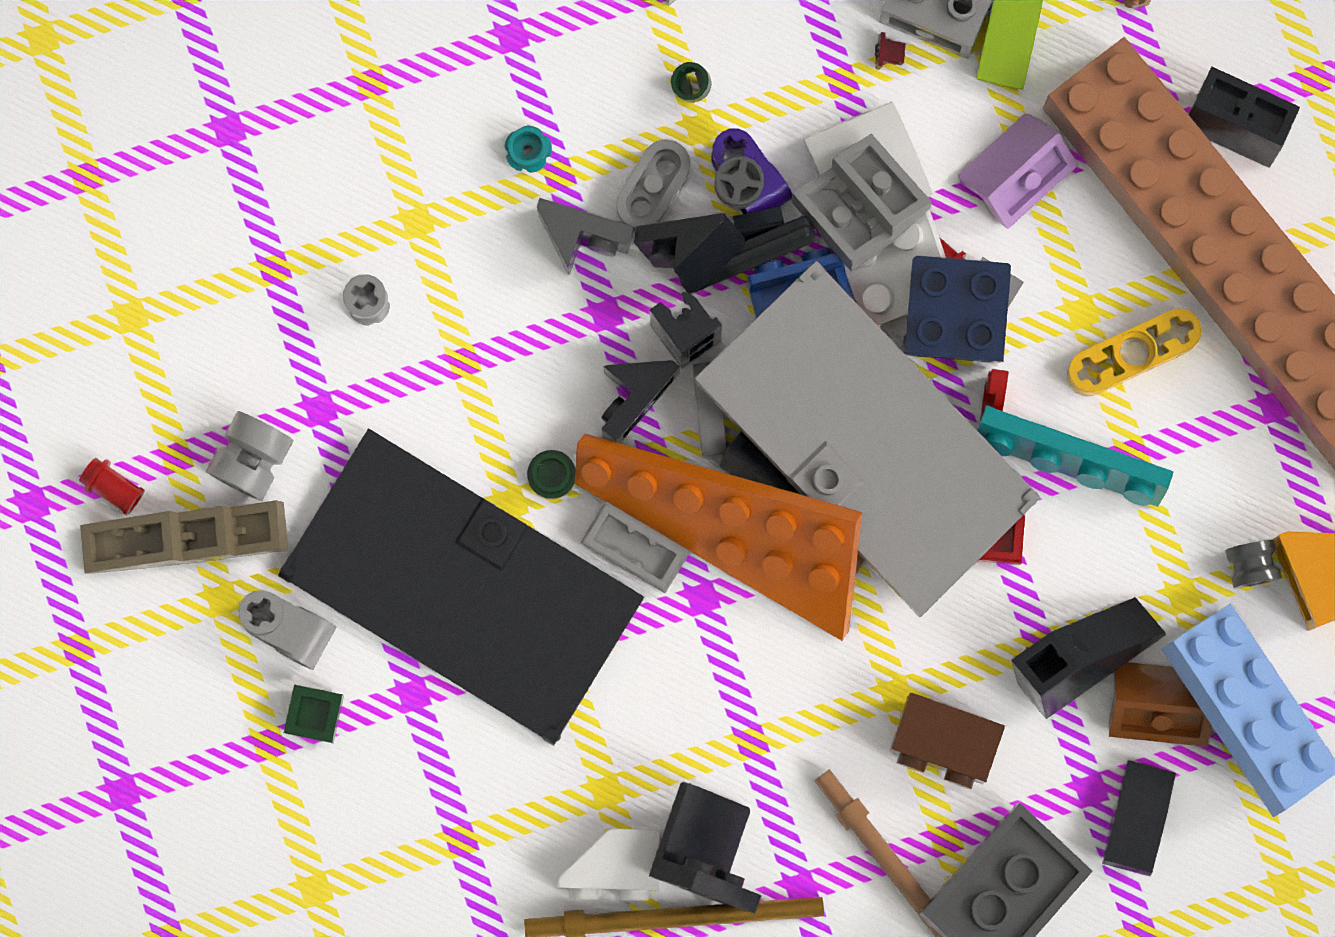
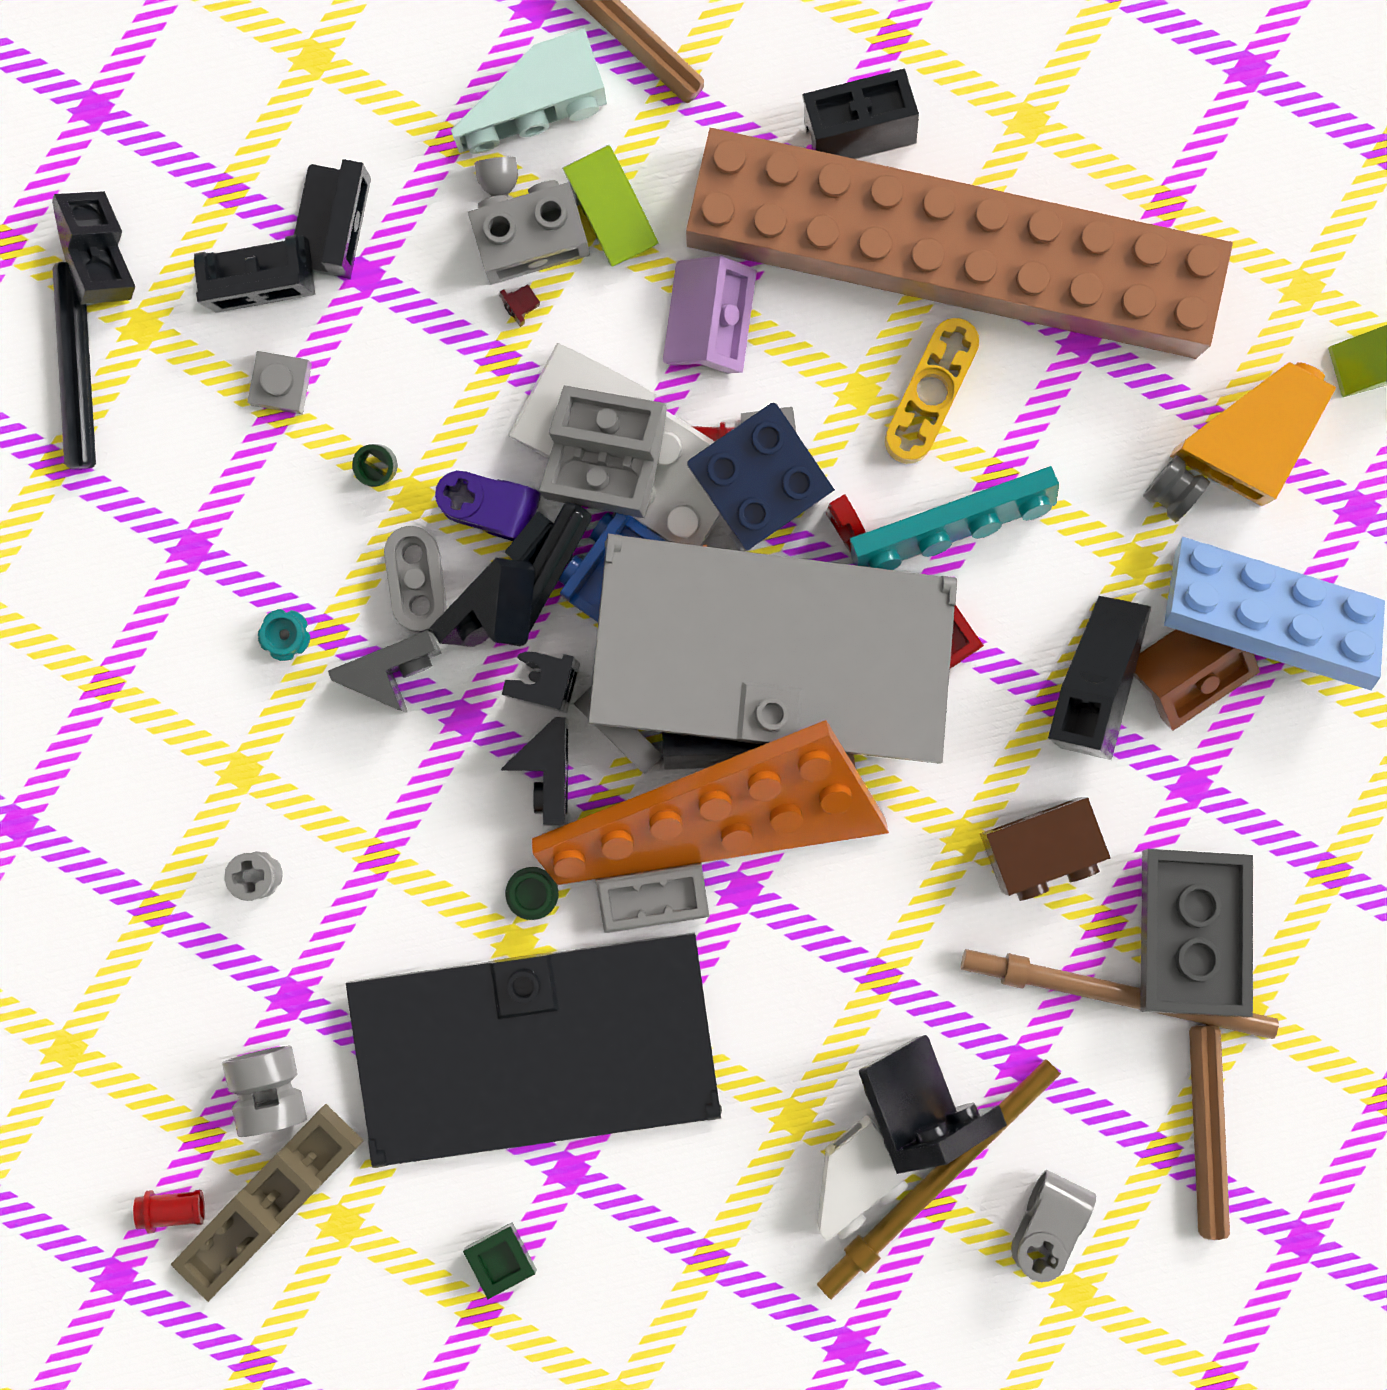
camera: 35 degrees left, 5 degrees up
(293, 632) = (425, 1206): light grey piece -> none
(740, 173) = (482, 511): dark grey wheel -> none
(1139, 818) = (1253, 778): black slope -> none

